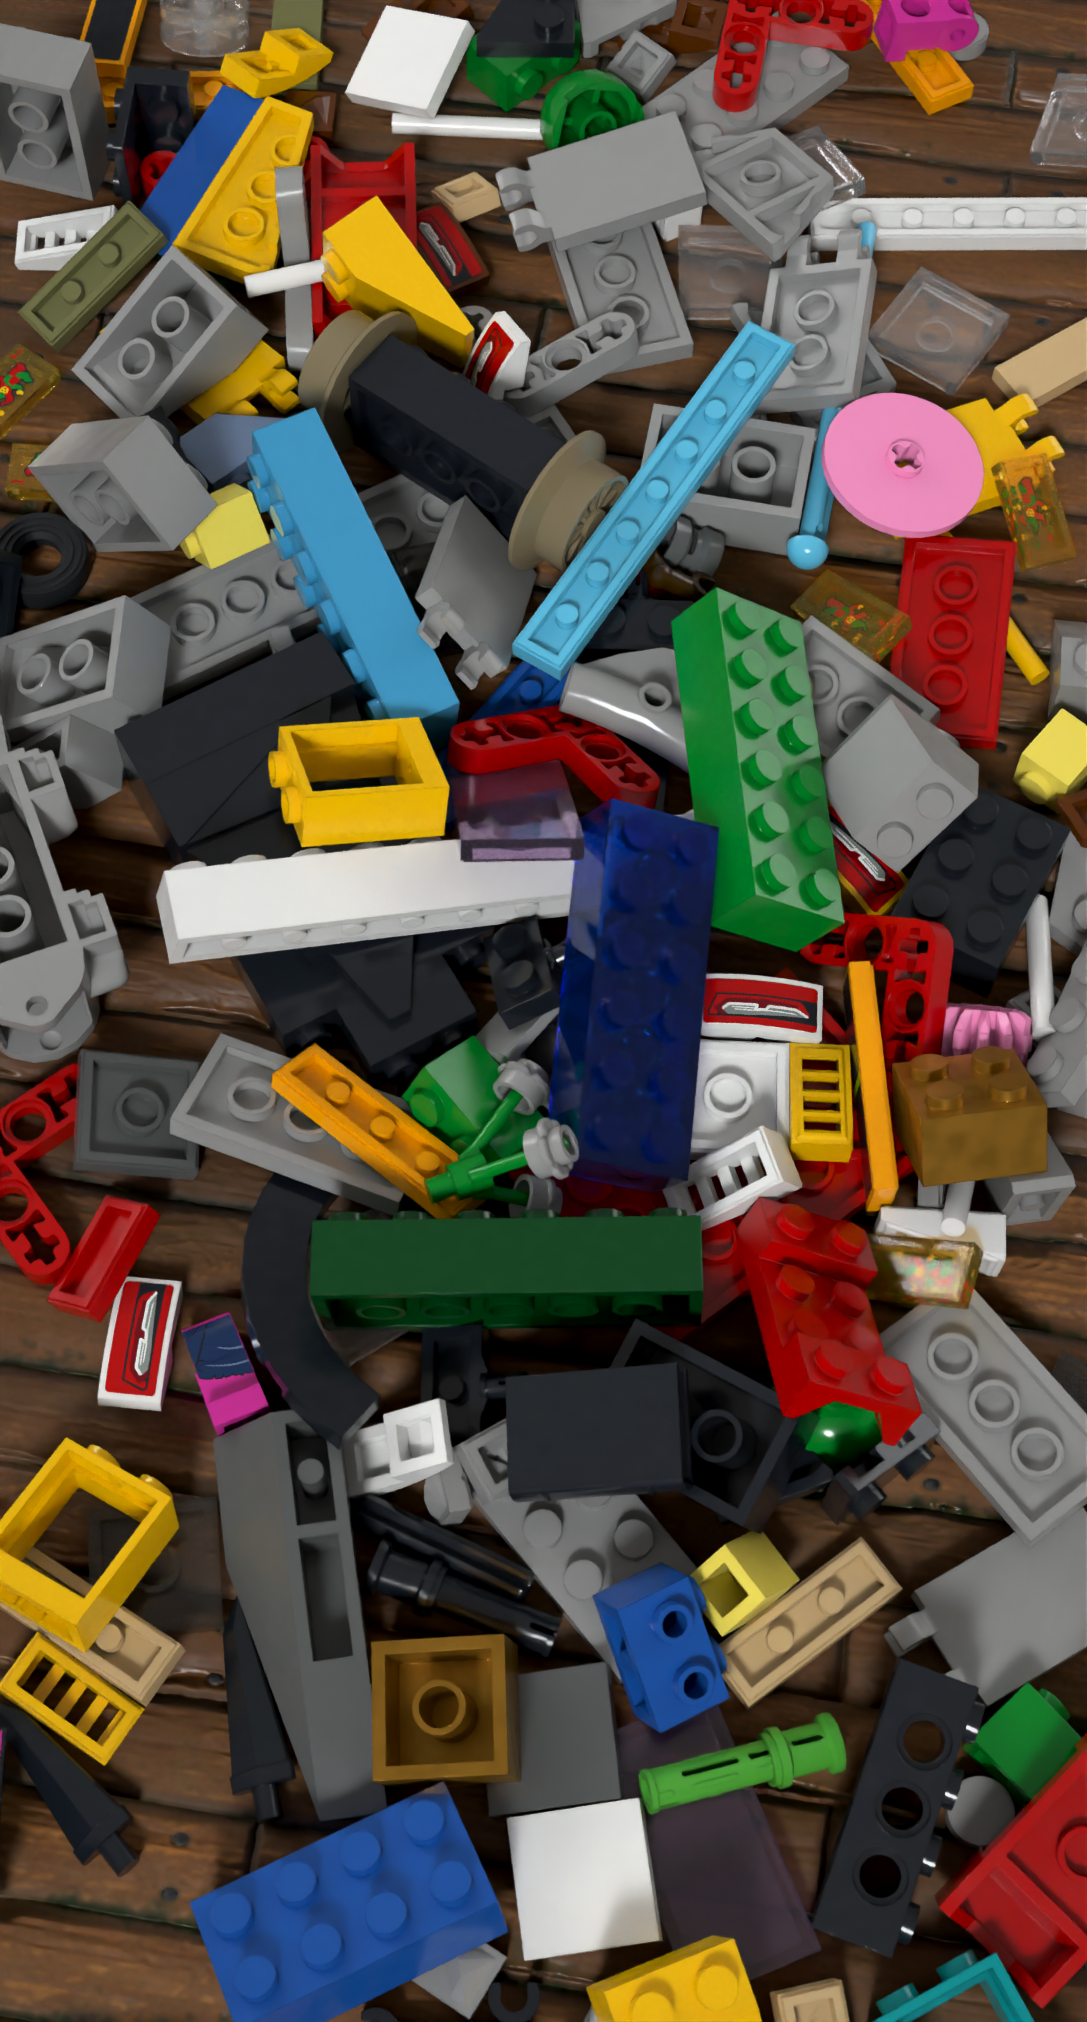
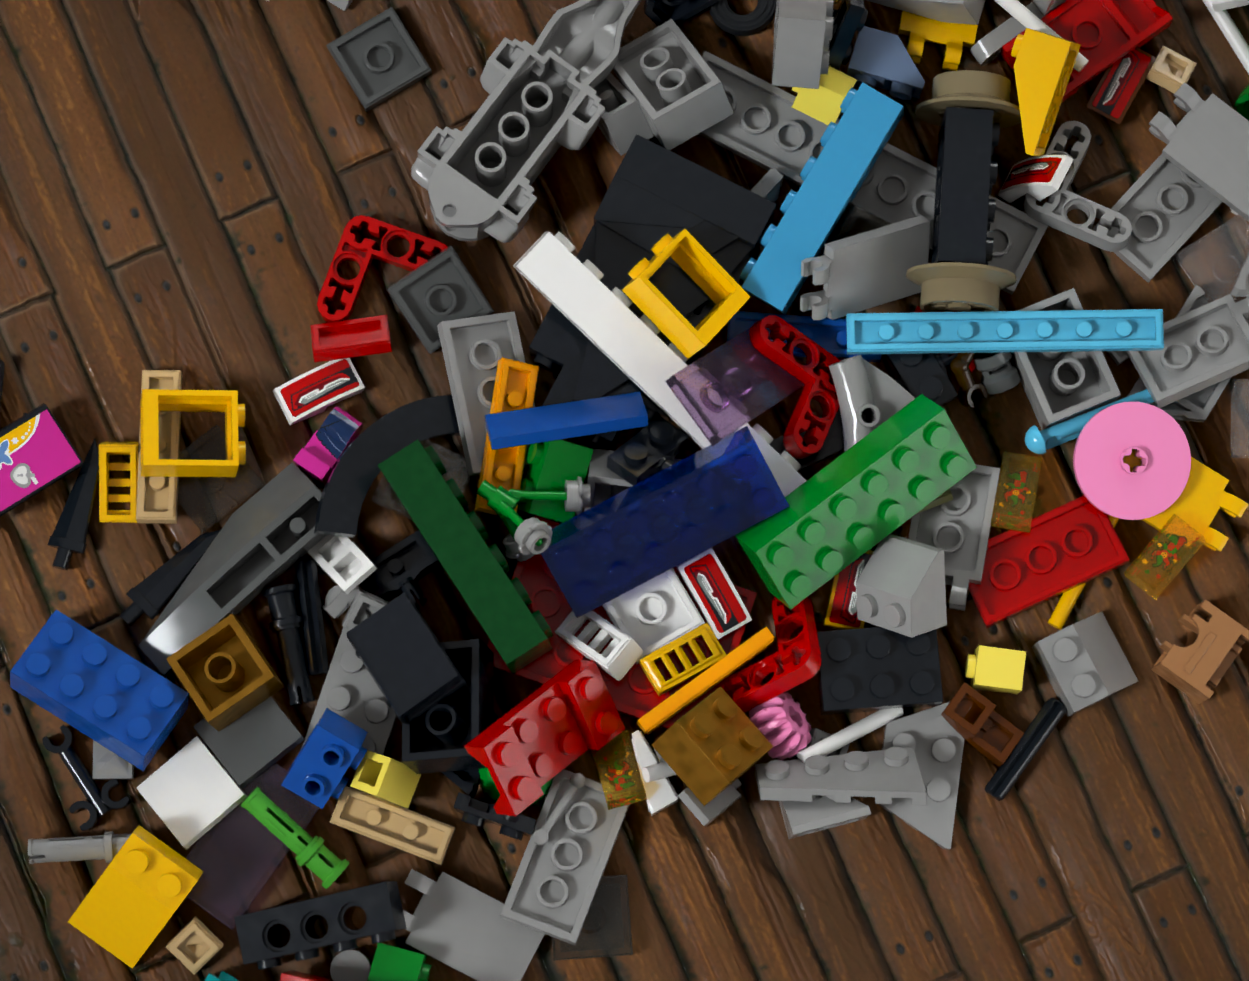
camera: 55 degrees right, 15 degrees up
(414, 1038) = (566, 420): none -> blue tile
(950, 1419) = (541, 836): none -> light grey hinge

